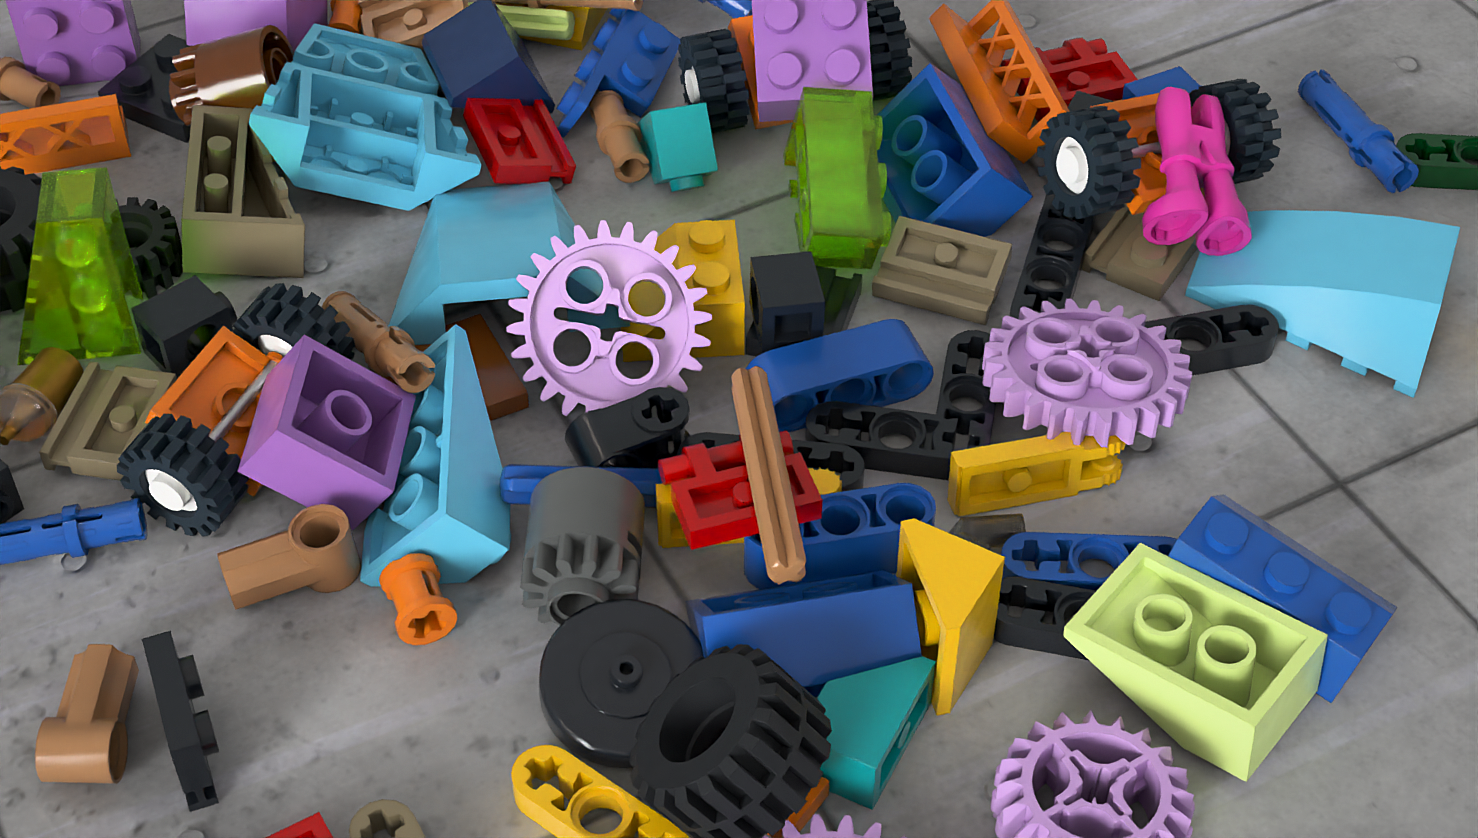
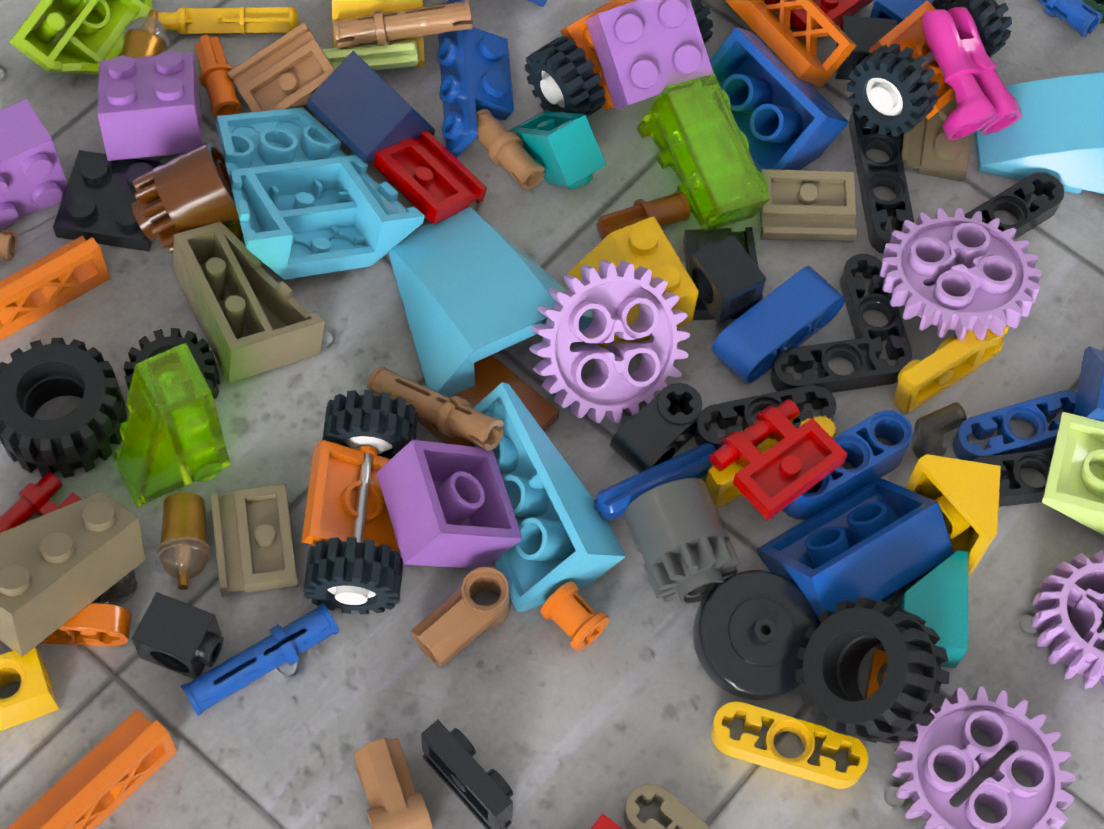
camera: 25 degrees left, 15 degrees up
(181, 323) = (267, 437): black brick -> none
(759, 234) = (664, 209): none -> dark orange axle
(768, 476) = (806, 447): medium nougat axle -> none

